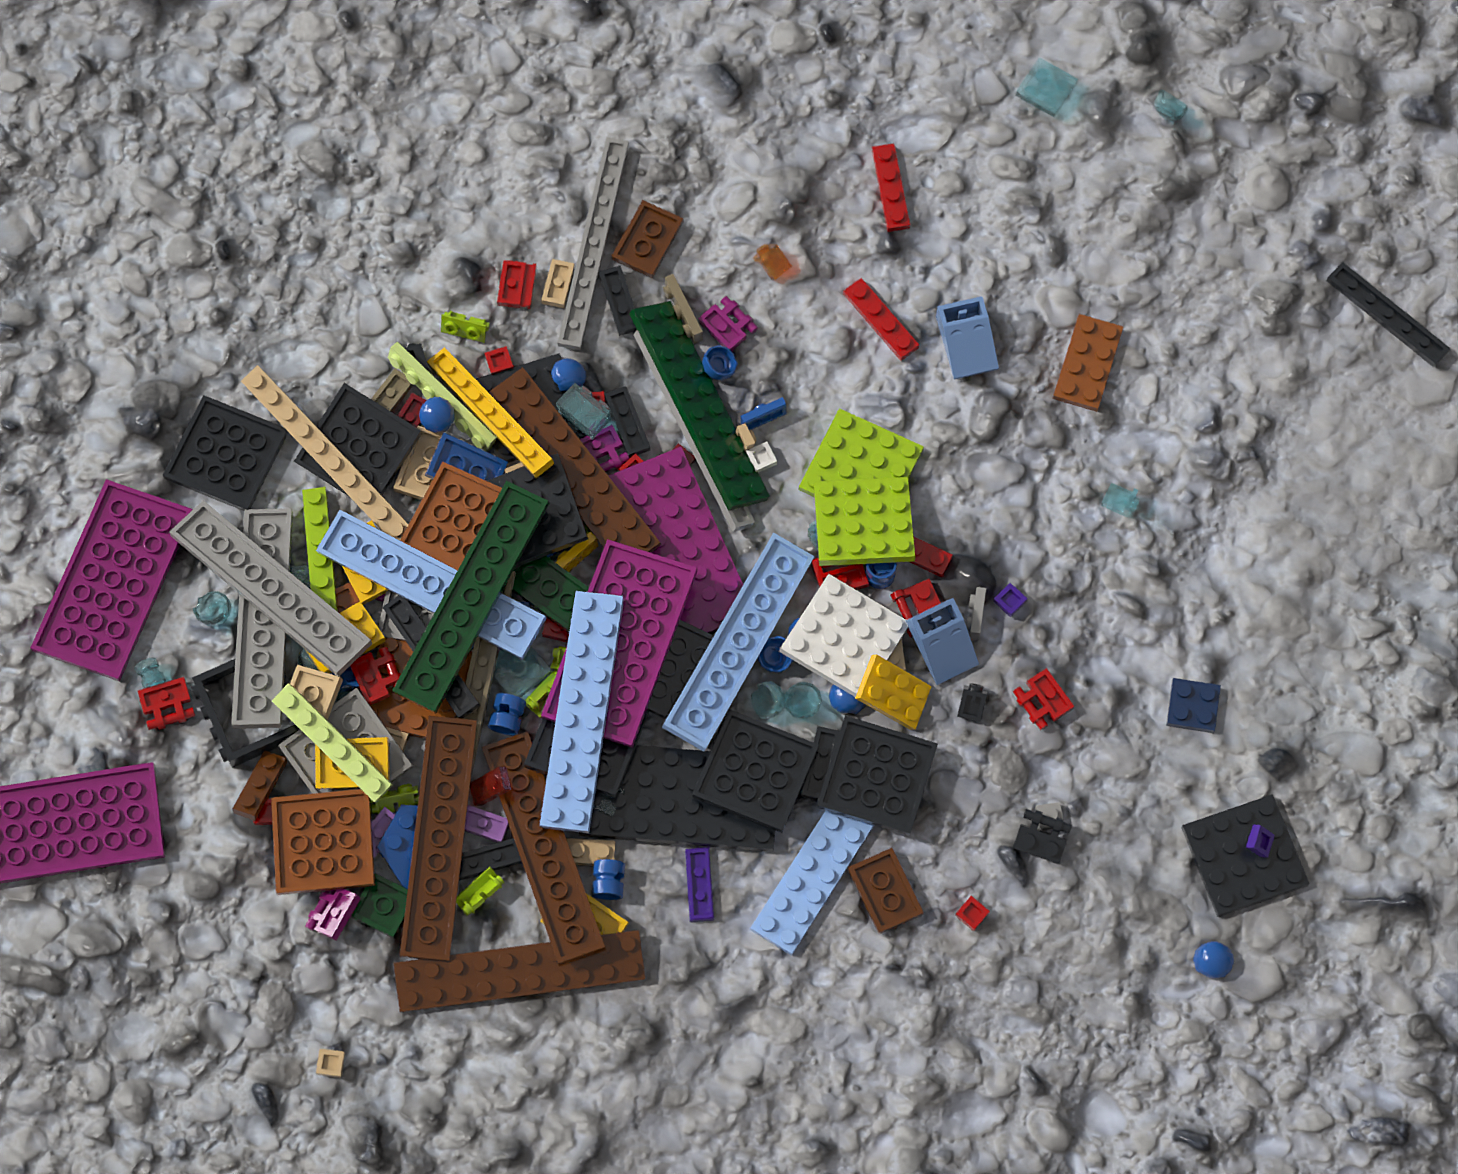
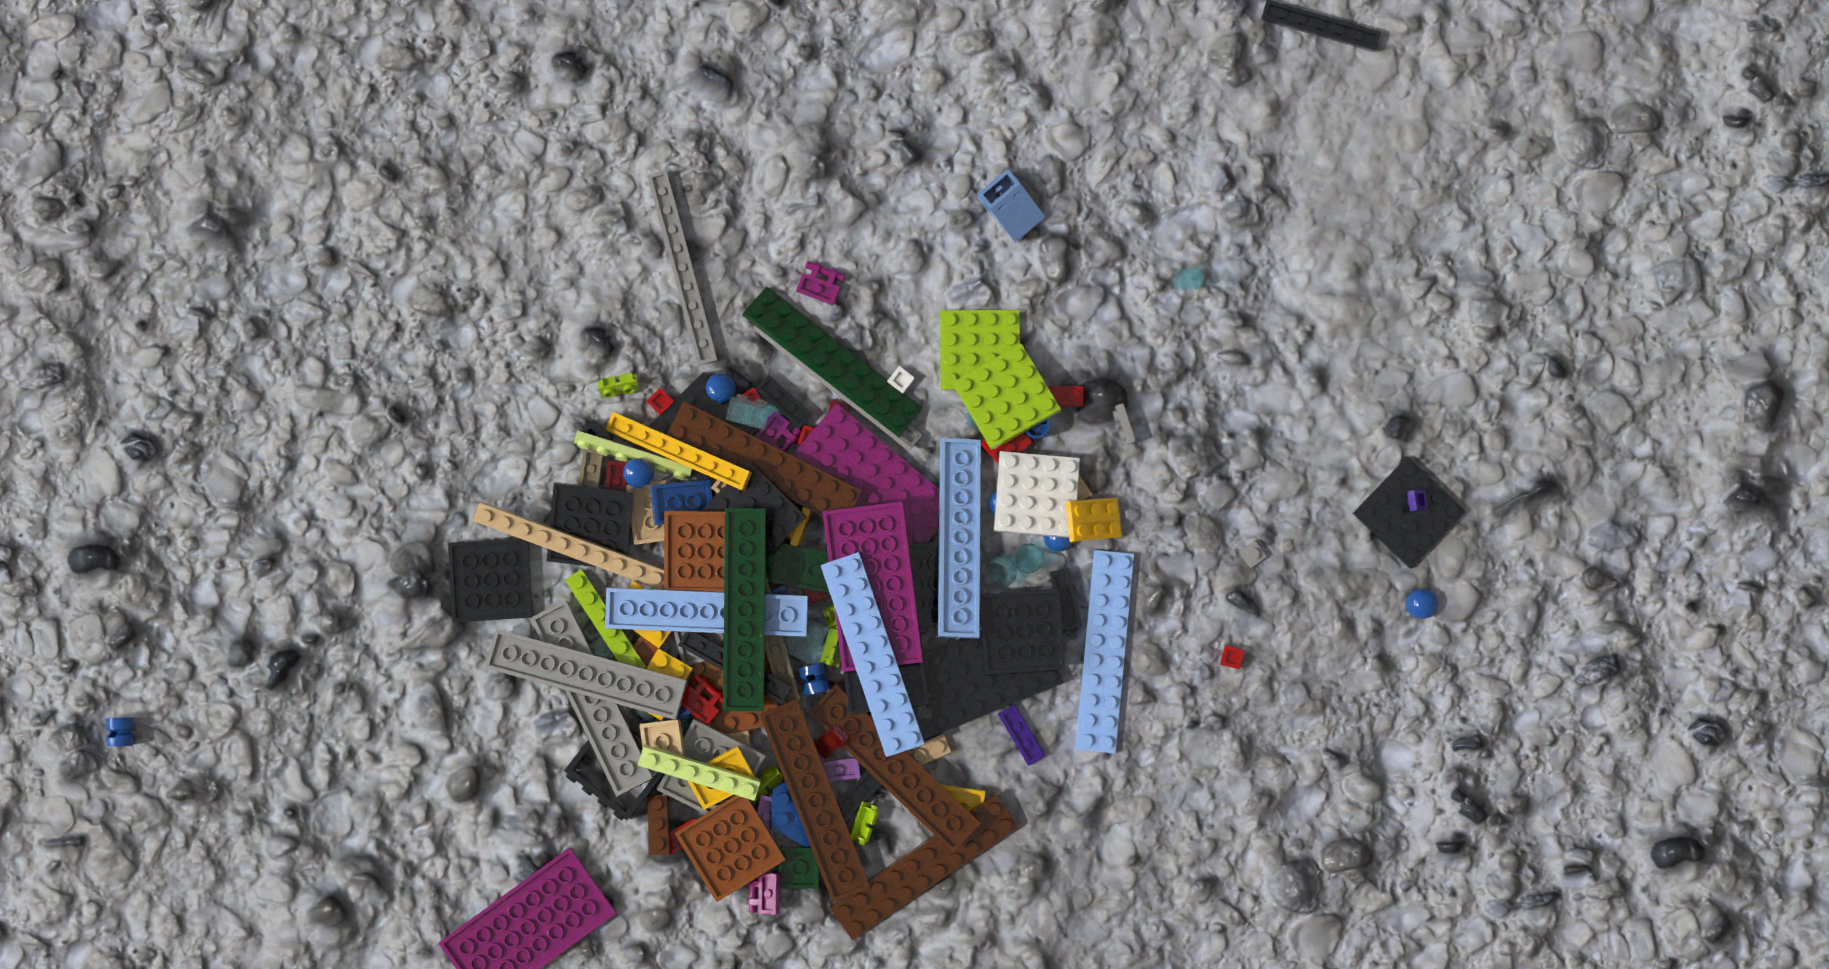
camera: 25 degrees left, 15 degrees up
(111, 581) = (459, 723): magenta plate -> none
(149, 672) = (529, 781): clear light blue wheel -> none
(165, 696) = (551, 791): red plate -> none
(213, 609) = (548, 708): clear light blue hair -> none
(516, 284) = (641, 331): red plate -> none
(558, 283) = (672, 315): tan plate -> none
(608, 879) = (954, 767): blue wheel -> none
(618, 299) = (725, 304): black plate -> none
(647, 239) = (722, 243): reddish brown plate -> none
(682, 309) = (779, 289): dark tan plate -> none
(719, 363) = (830, 319): blue hair -> none
(747, 436) = (882, 369): tan plate -> none
(764, 413) = (885, 344): blue plate -> none
(771, 658) = (988, 537): blue hair -> none
(772, 260) = (828, 214): clear orange bracket -> none
(877, 775) = (1113, 590): black plate -> none
(881, 319) = (935, 220): red plate -> none
(885, 891) = (1160, 672): reddish brown plate -> none
(890, 187) = (889, 106): red plate -> none
(922, 596) = (1083, 435): red plate -> none
(943, 641) = (1110, 459): medium blue slope -> none
(972, 702) = (1154, 495): black bracket -> none
(1010, 600) = (1143, 400): dark purple plate -> none
(1039, 842) = (1255, 579): black plate -> none
(1050, 696) = (1208, 461): red plate -> none
(1088, 362) = (1110, 178): dark orange plate -> none
(1193, 705) = (1317, 415): dark blue plate -> none

